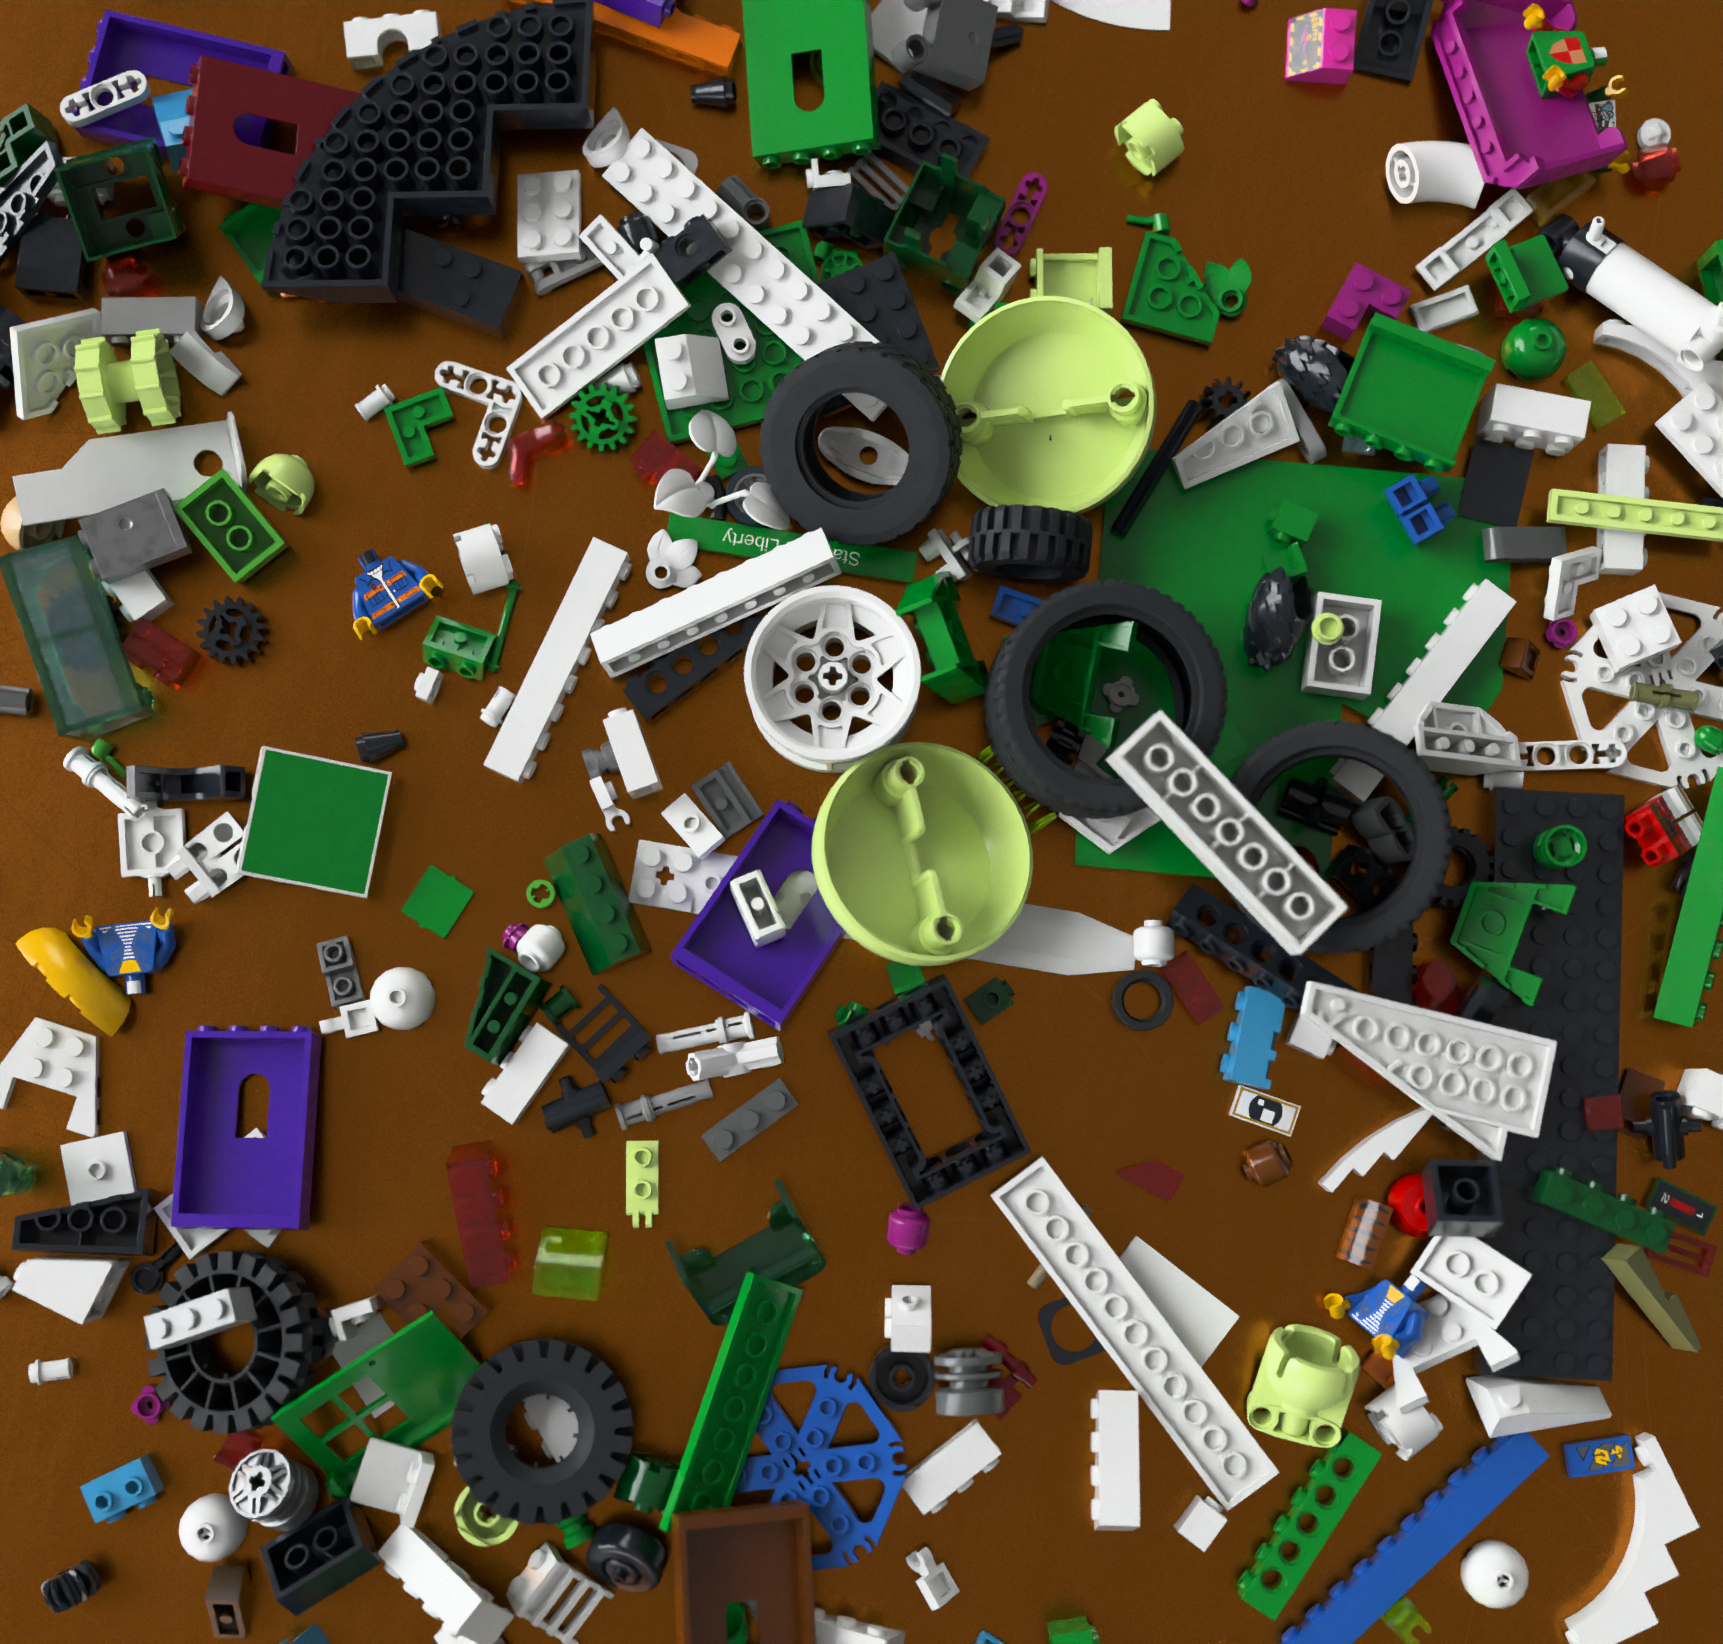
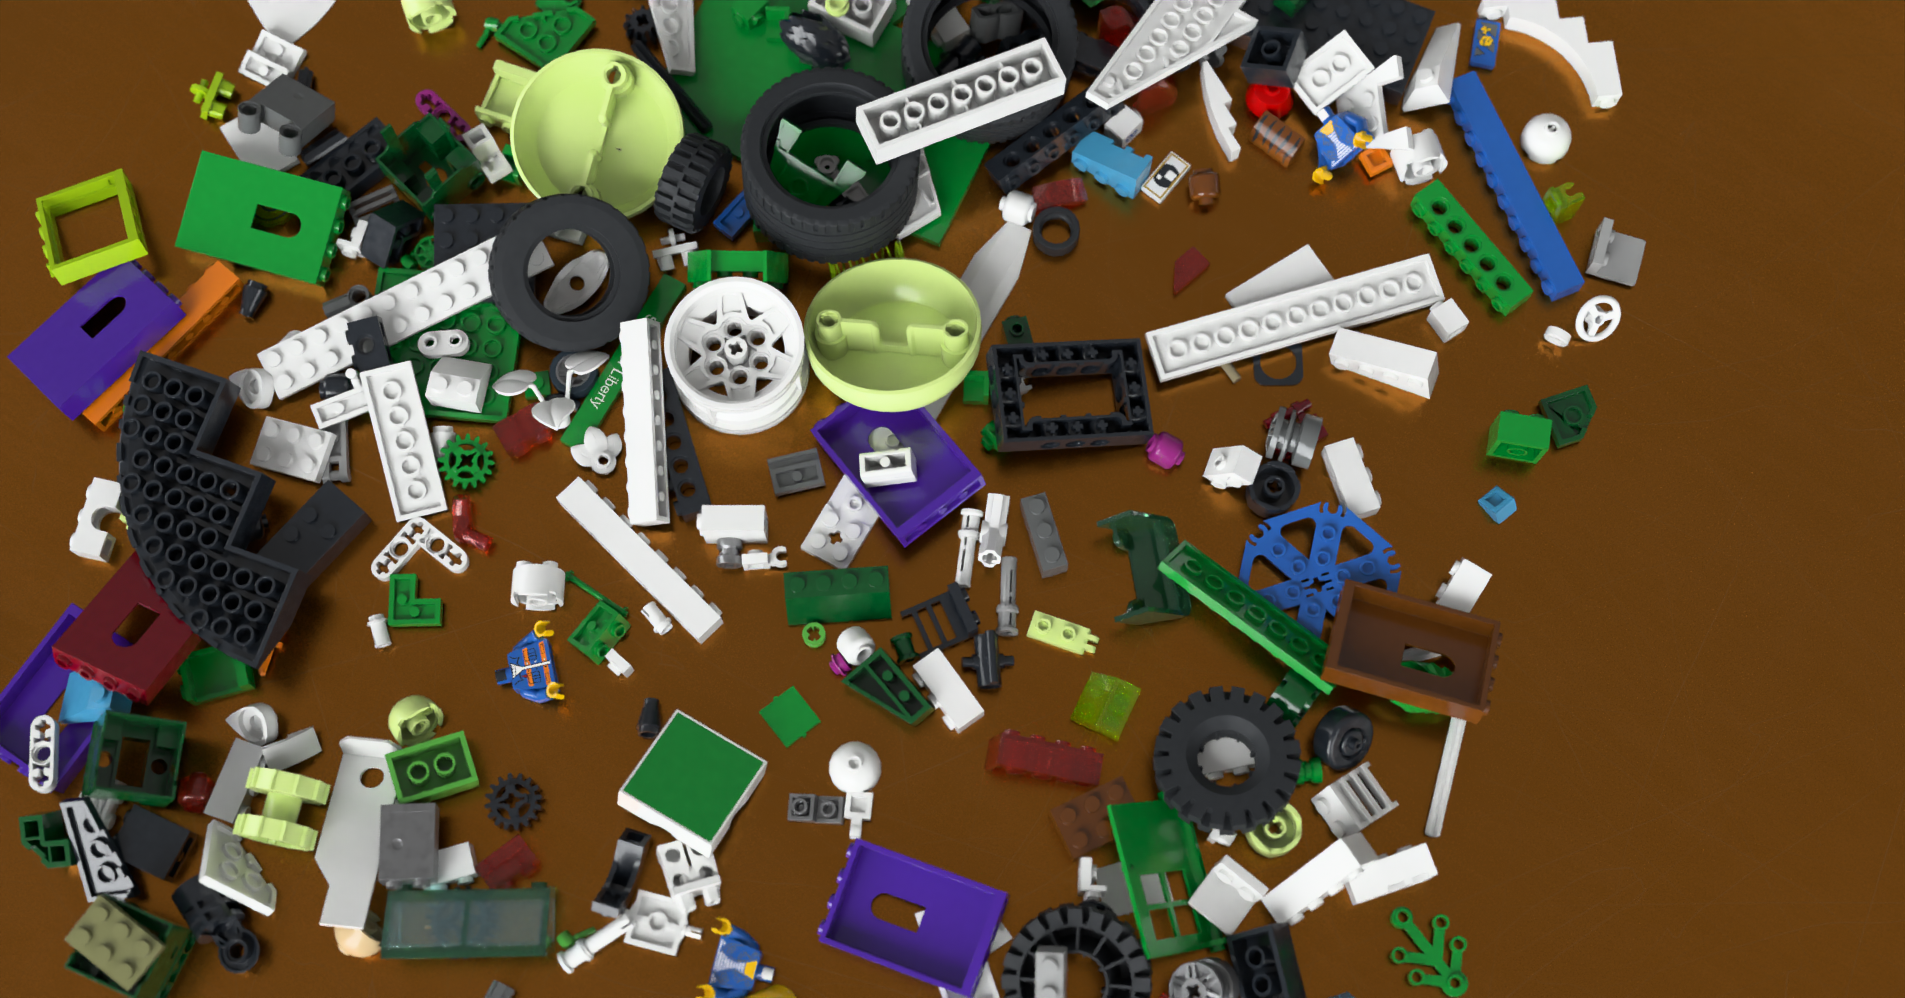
camera: 70 degrees left, 10 degrees down
(693, 826) = (806, 503): white plate -> none
(935, 1579) = (1431, 519): white plate -> none
(1303, 1386) = (1373, 214): yellowish green piece -> none

